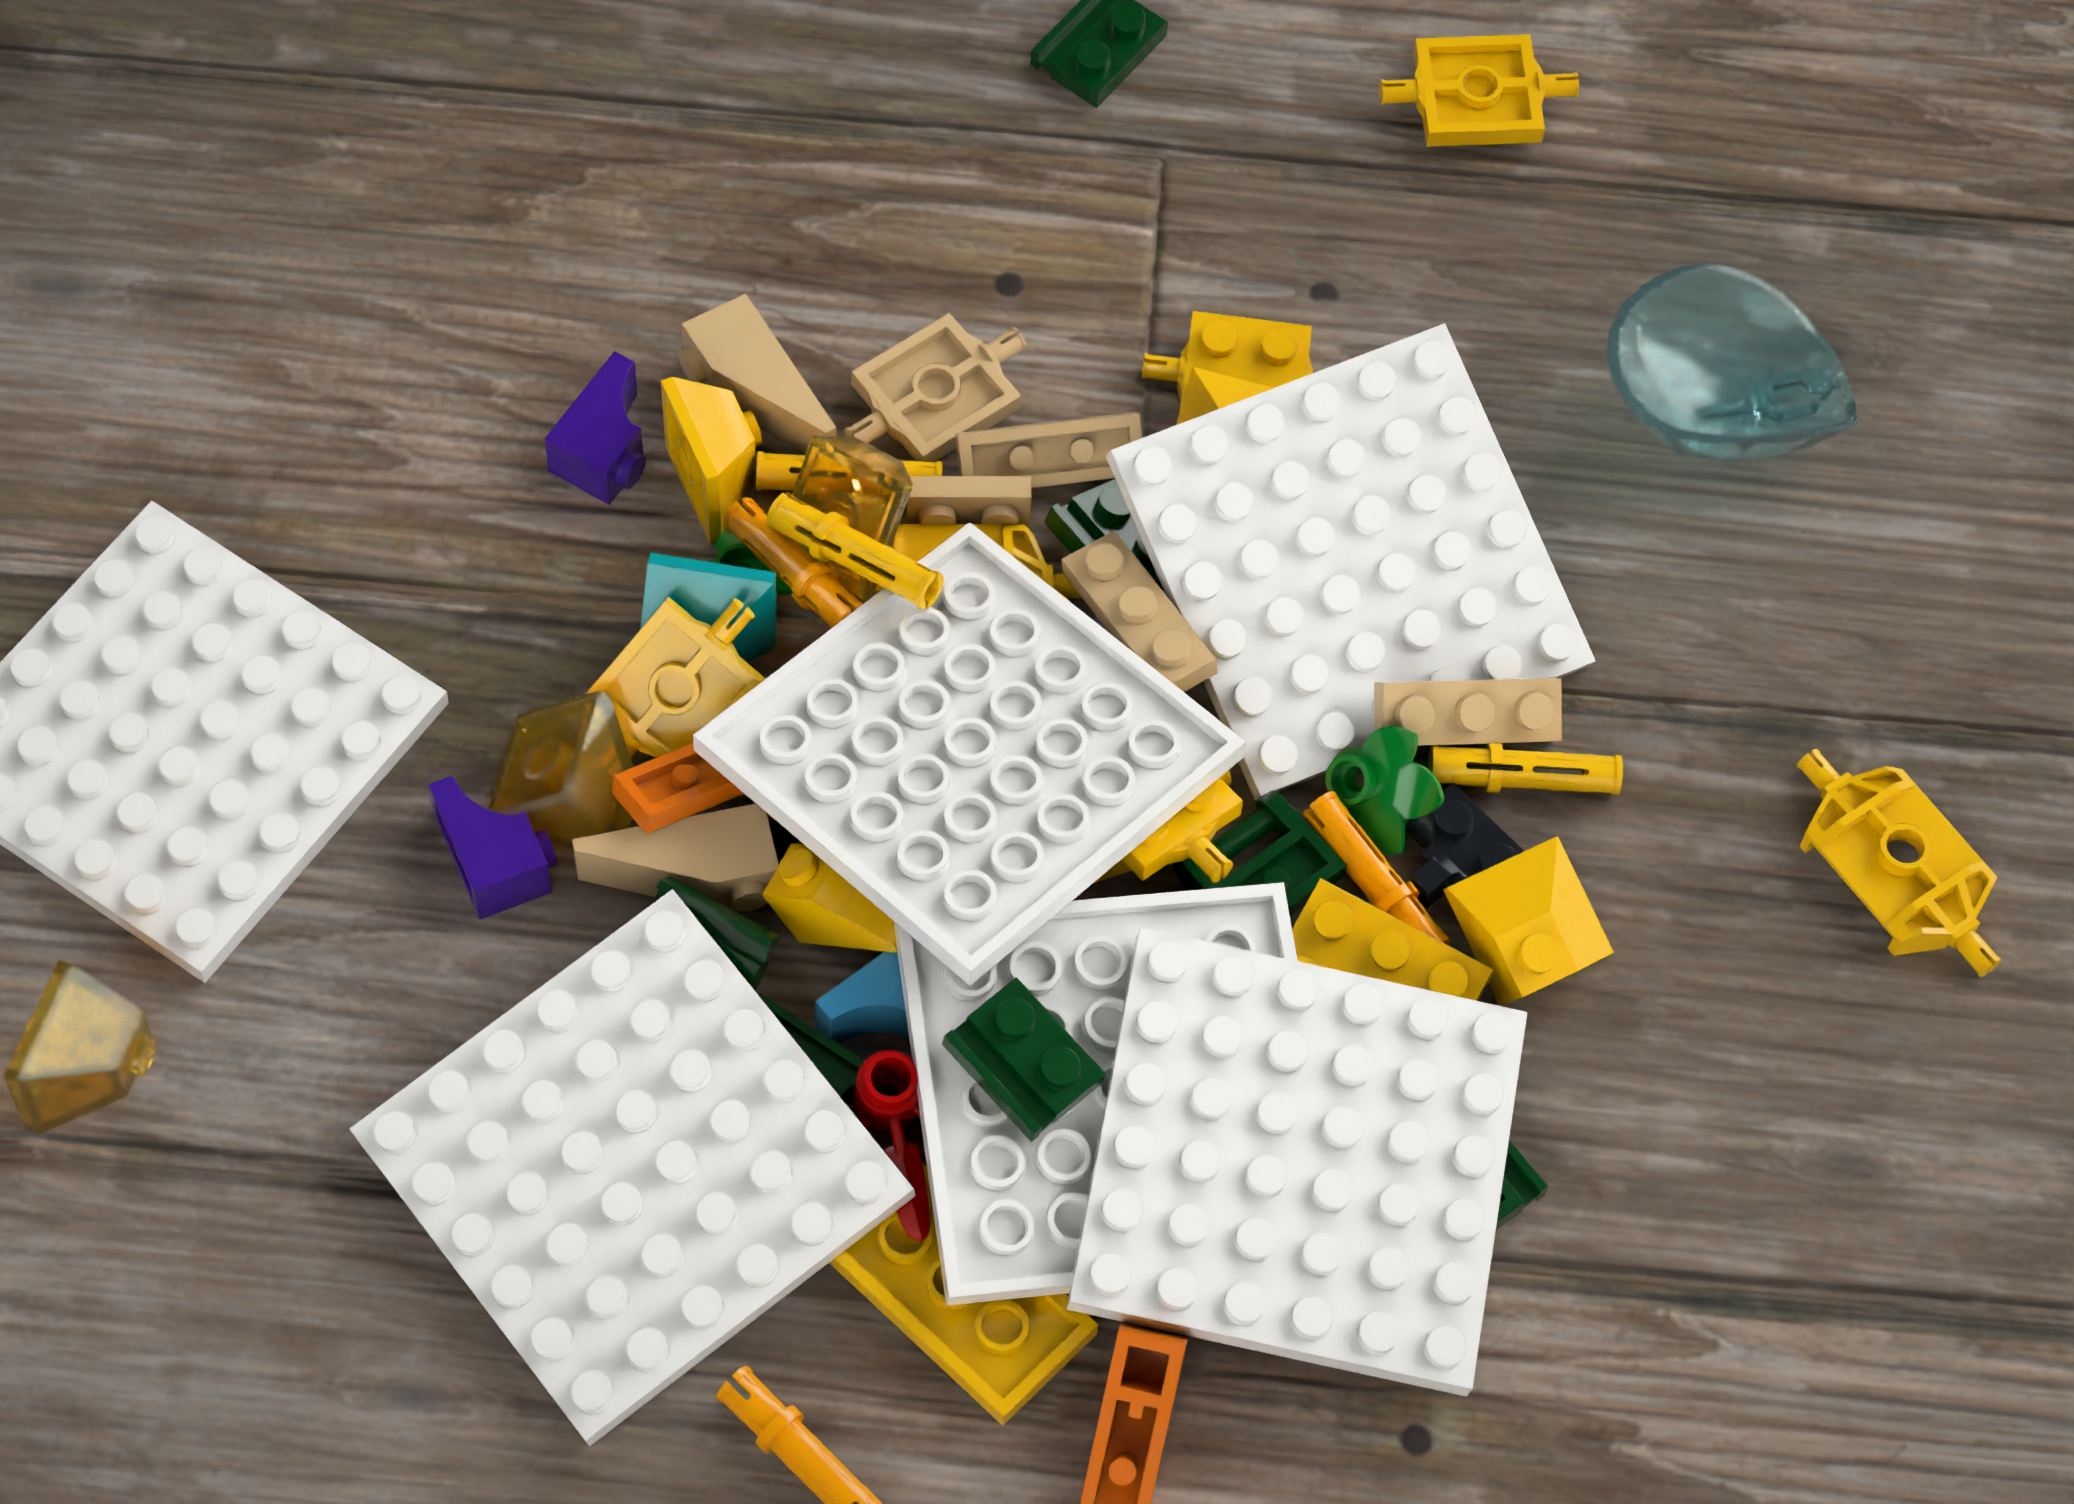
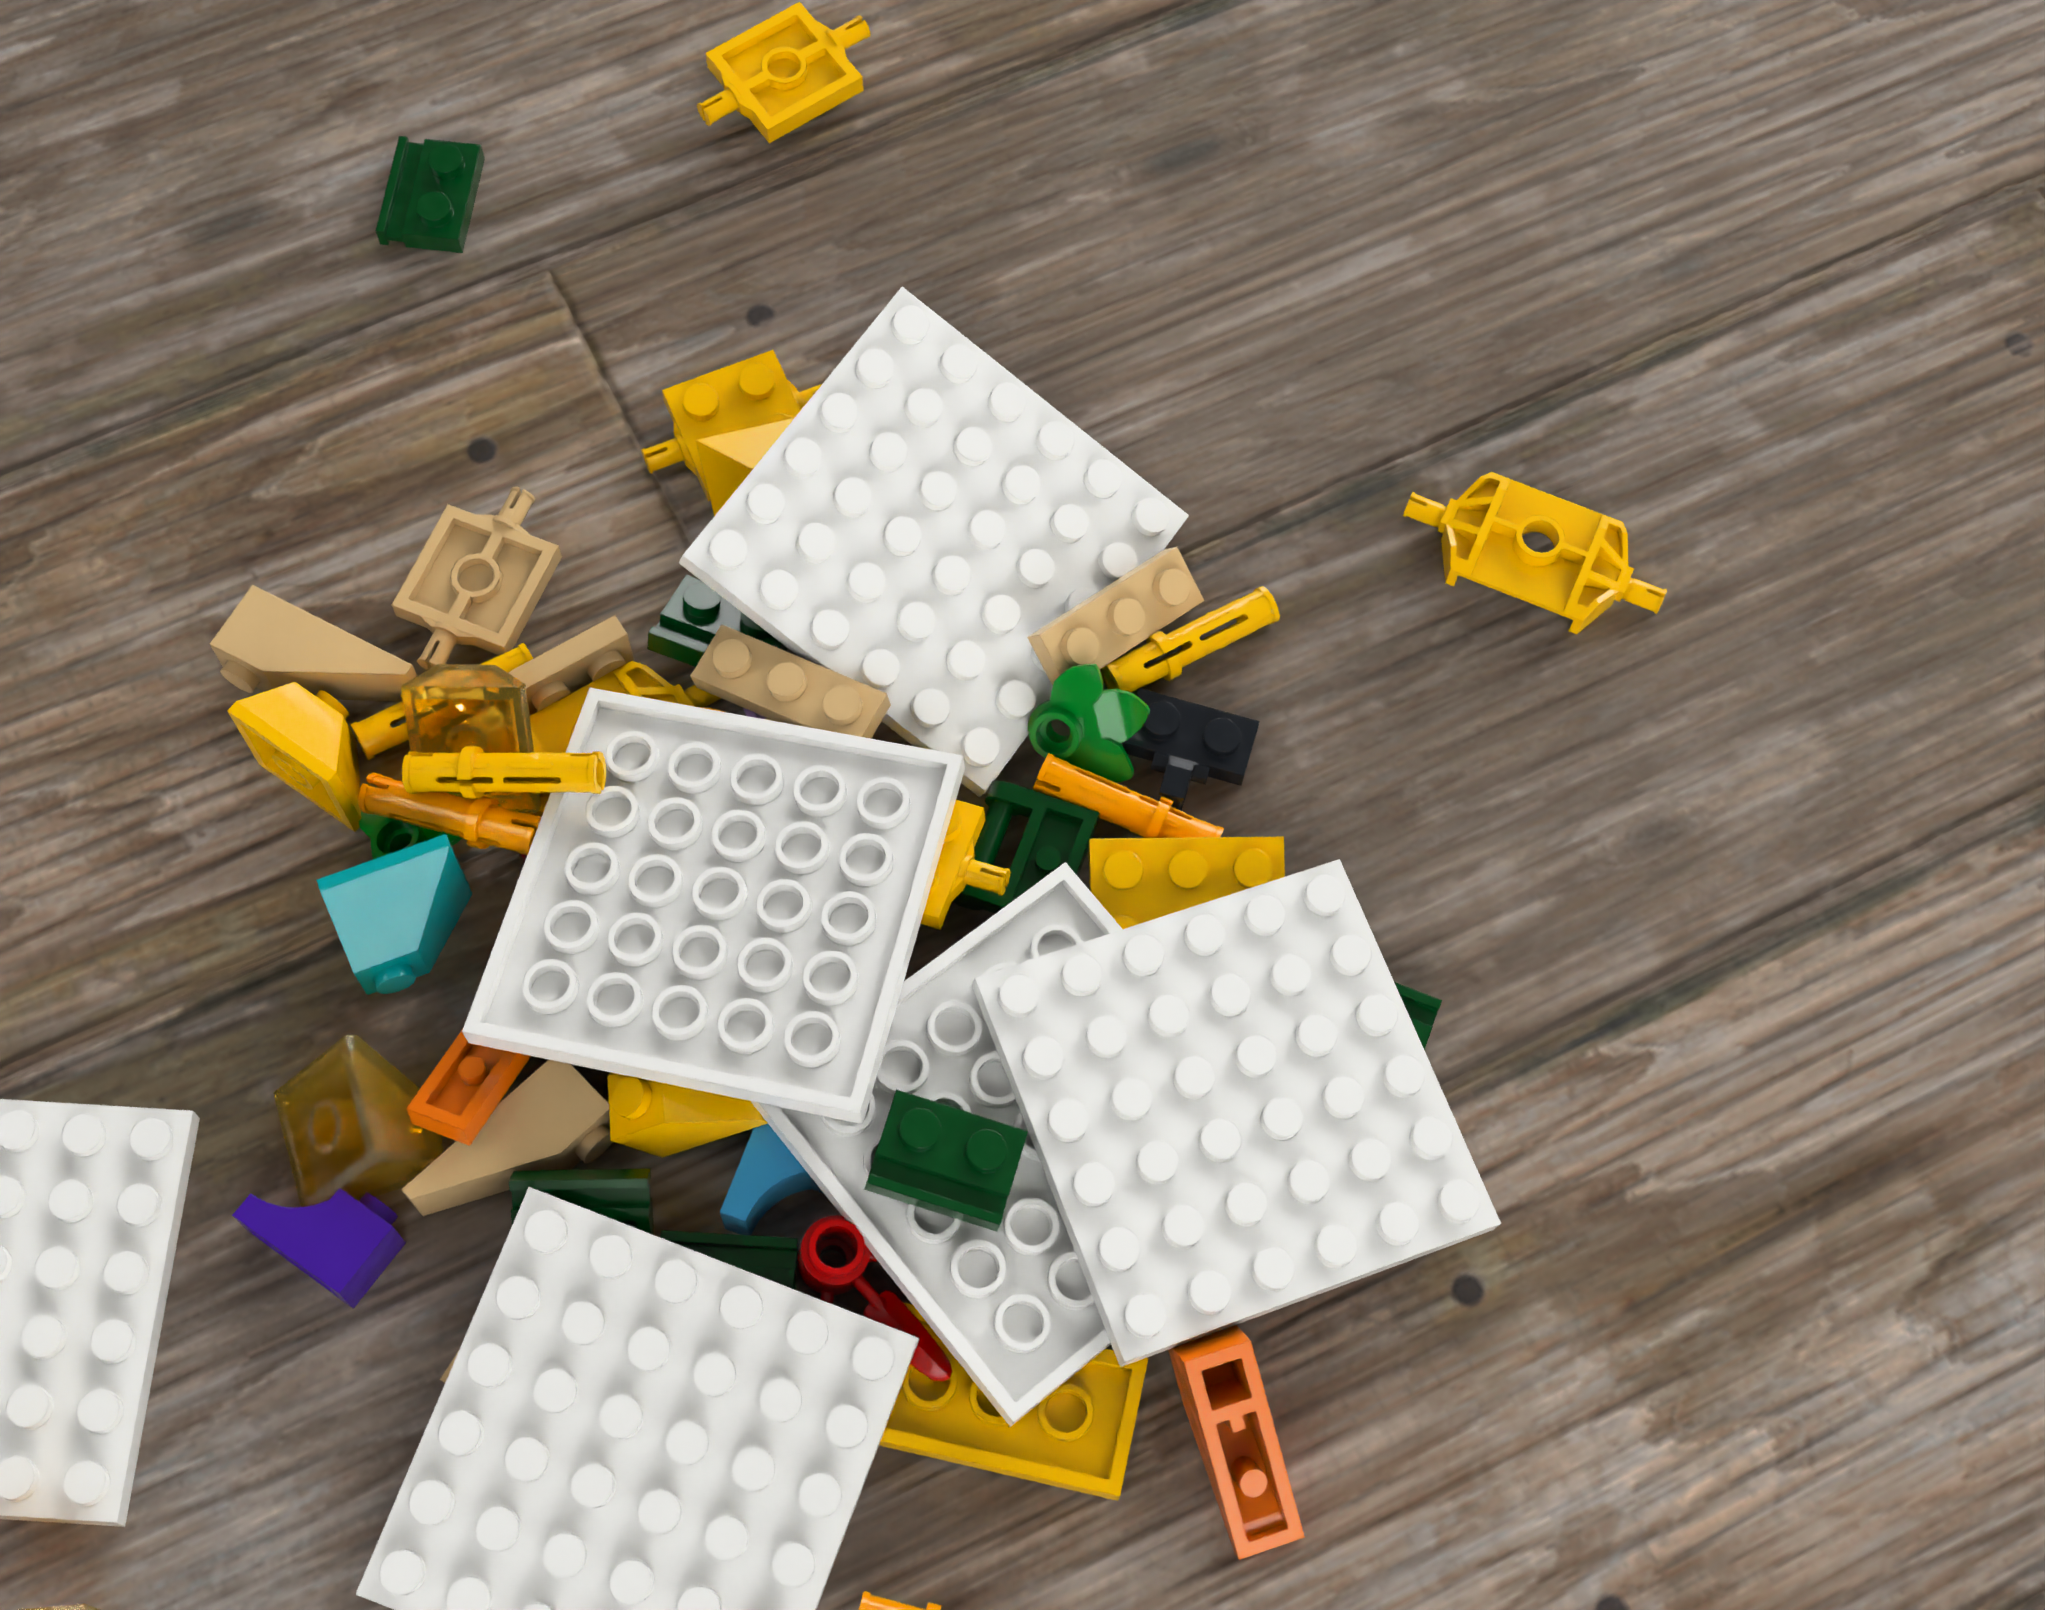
camera: 30 degrees left, 5 degrees up
(594, 439) = (190, 793): dark purple arch -> none
(676, 677) = (410, 981): yellow plate -> none
(1048, 451) = (614, 581): tan plate -> none
(1529, 921) = (1282, 777): yellow slope -> none
(1726, 367) = (1144, 205): clear light blue piece -> none

